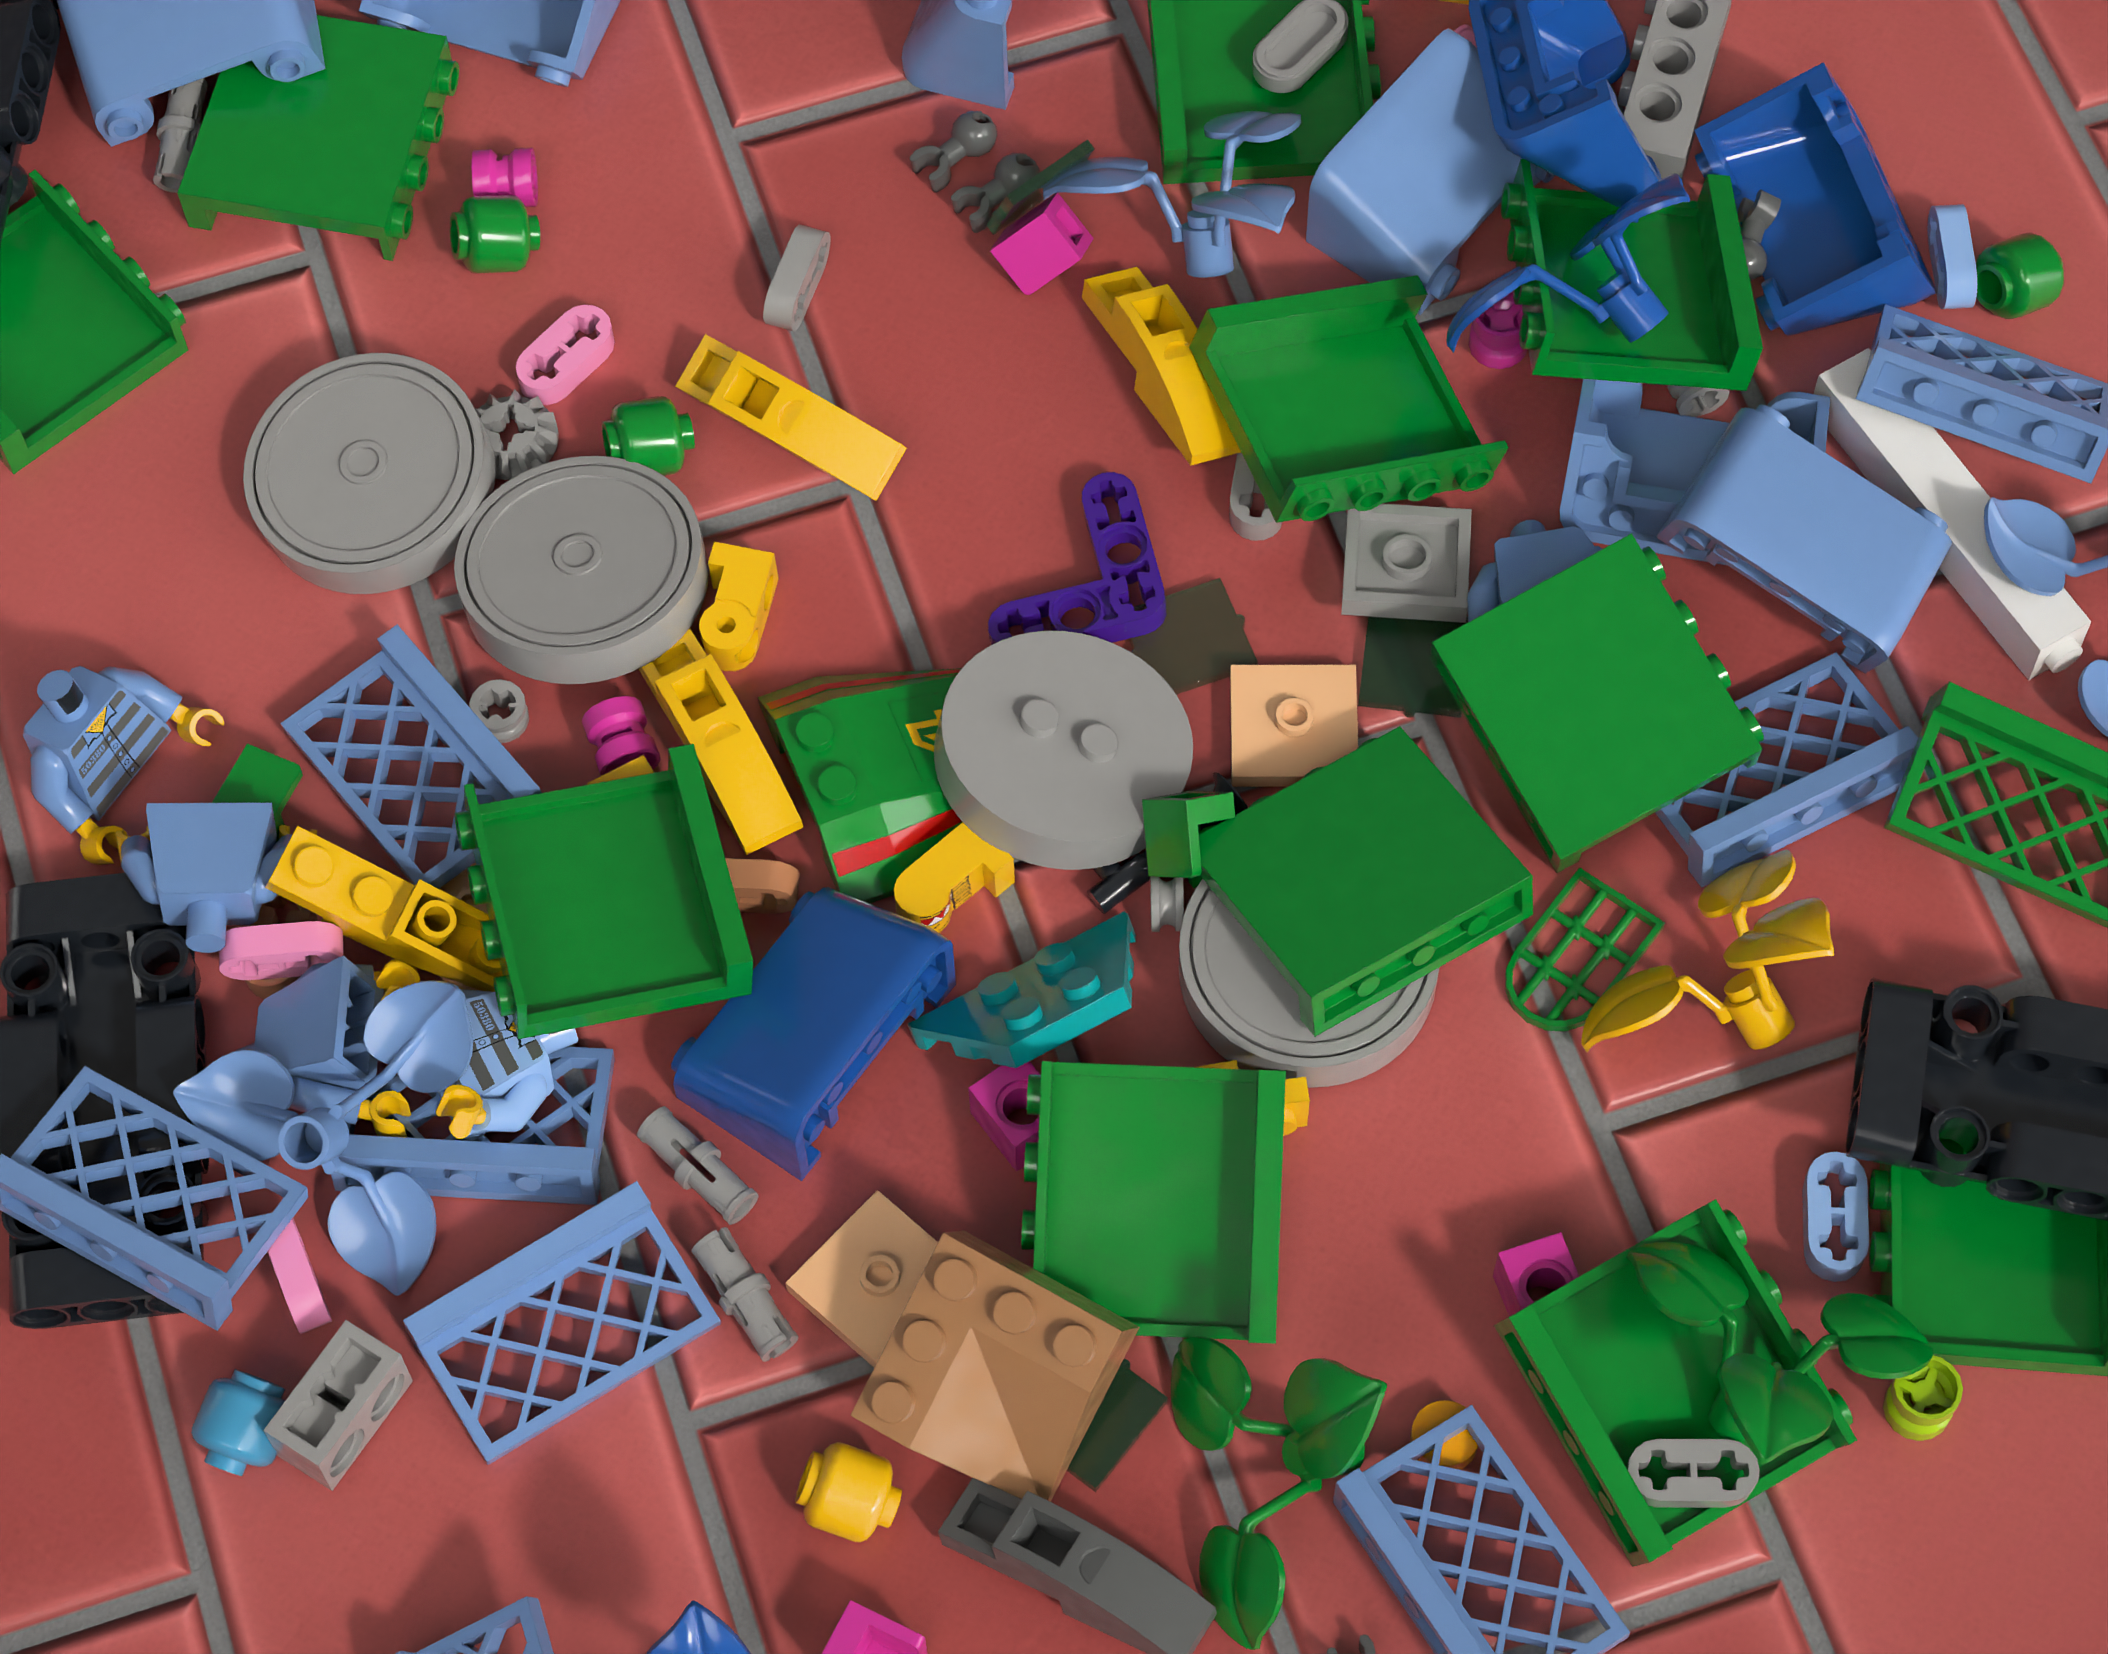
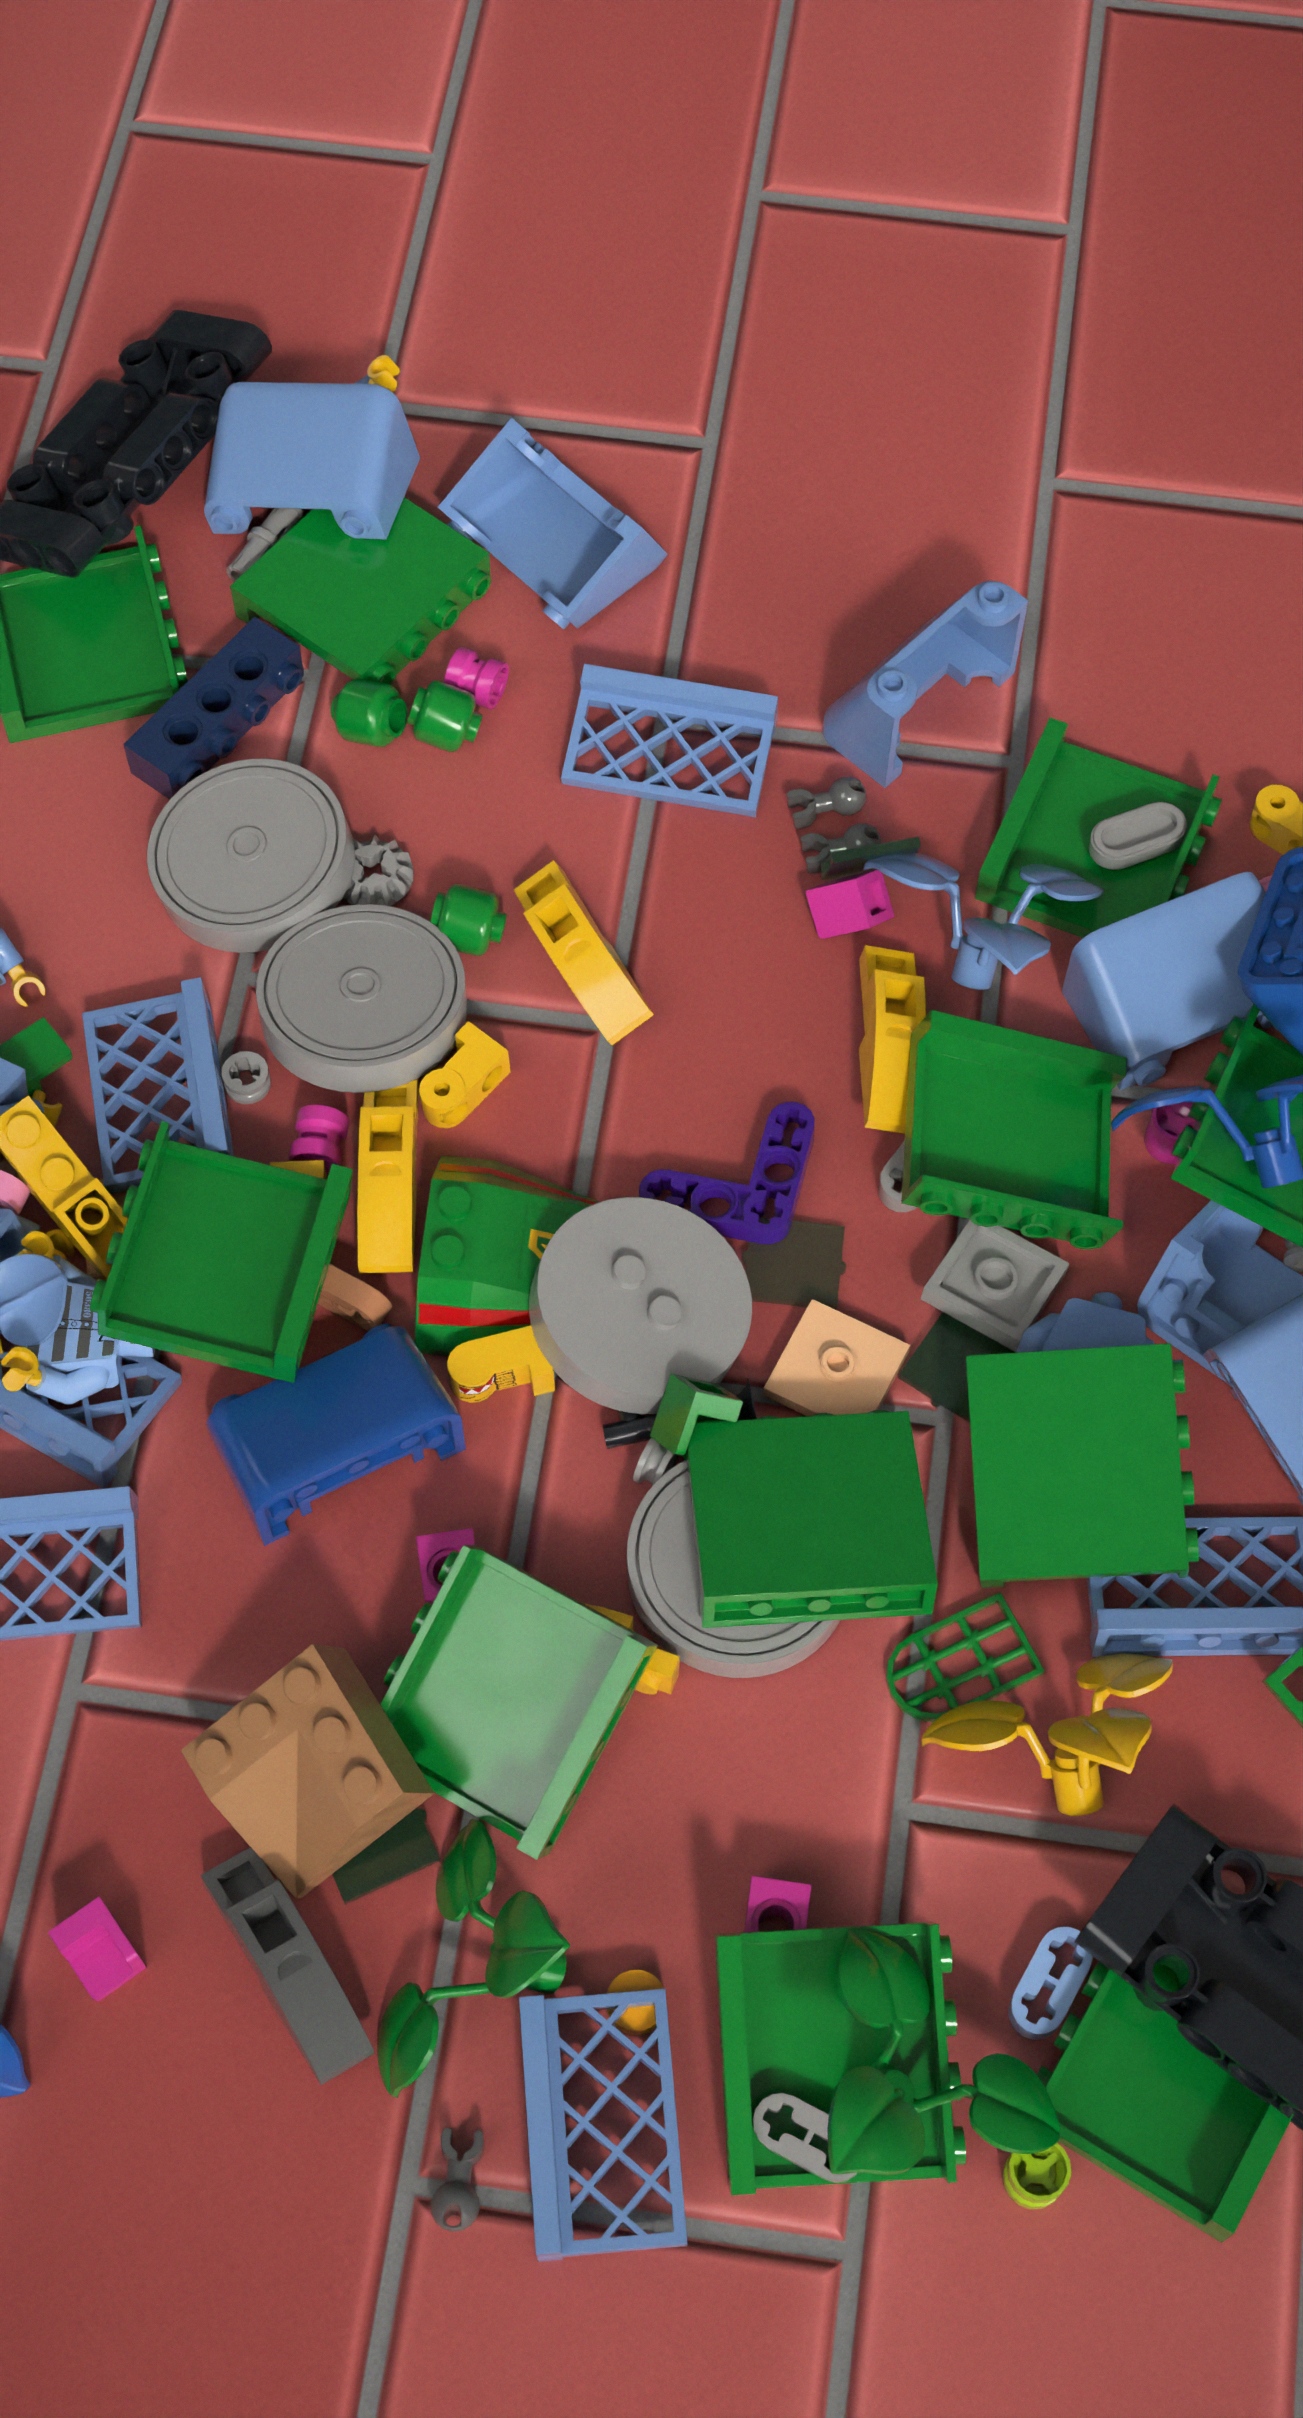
camera: 25 degrees right, 0 degrees up
(244, 256) = (238, 681): none -> dark blue brick
(409, 266) = (369, 713): none -> green head
(569, 358) = (447, 829): bright pink beam -> none
(726, 1194) = (189, 1495): light grey pin -> none
(744, 109) = (677, 701): none -> medium blue fence
(744, 1294) = (167, 1613): light grey pin -> none
(796, 277) = (649, 847): light grey beam -> none
(848, 1492) = (152, 1808): yellow head -> none
(865, 1275) = (263, 1638): light nougat plate -> none
(1039, 1002) = (515, 1494): teal wing -> none

